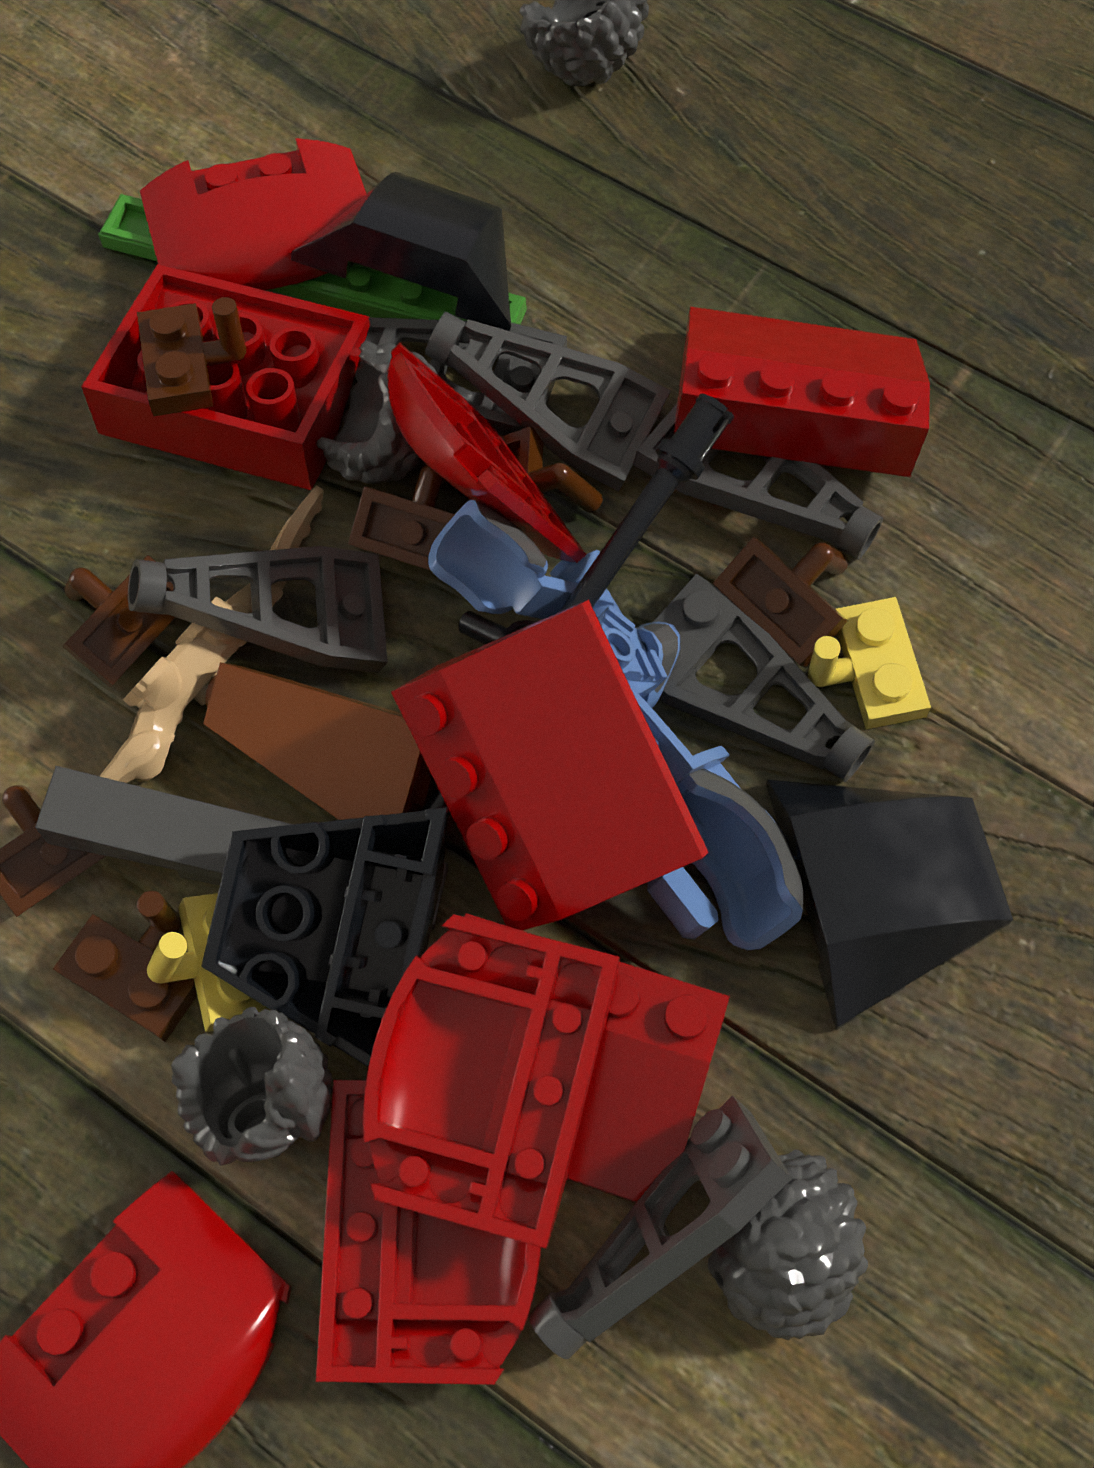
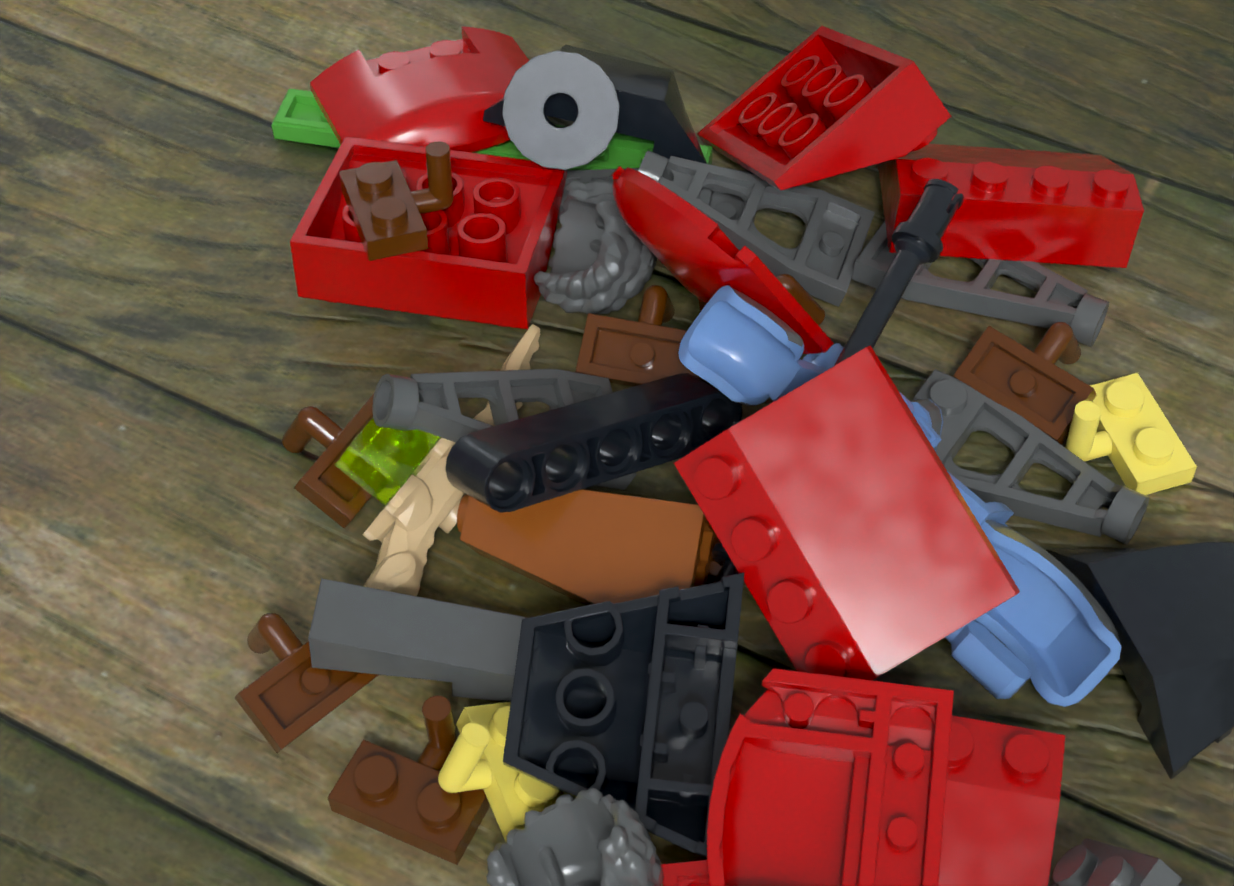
camera: 10 degrees left, 15 degrees down
(141, 635) = (385, 458): none -> clear neon green brick
(329, 273) = (526, 115): none -> tile
(329, 642) = (589, 442): none -> black beam
(628, 287) = (828, 112): none -> red slope

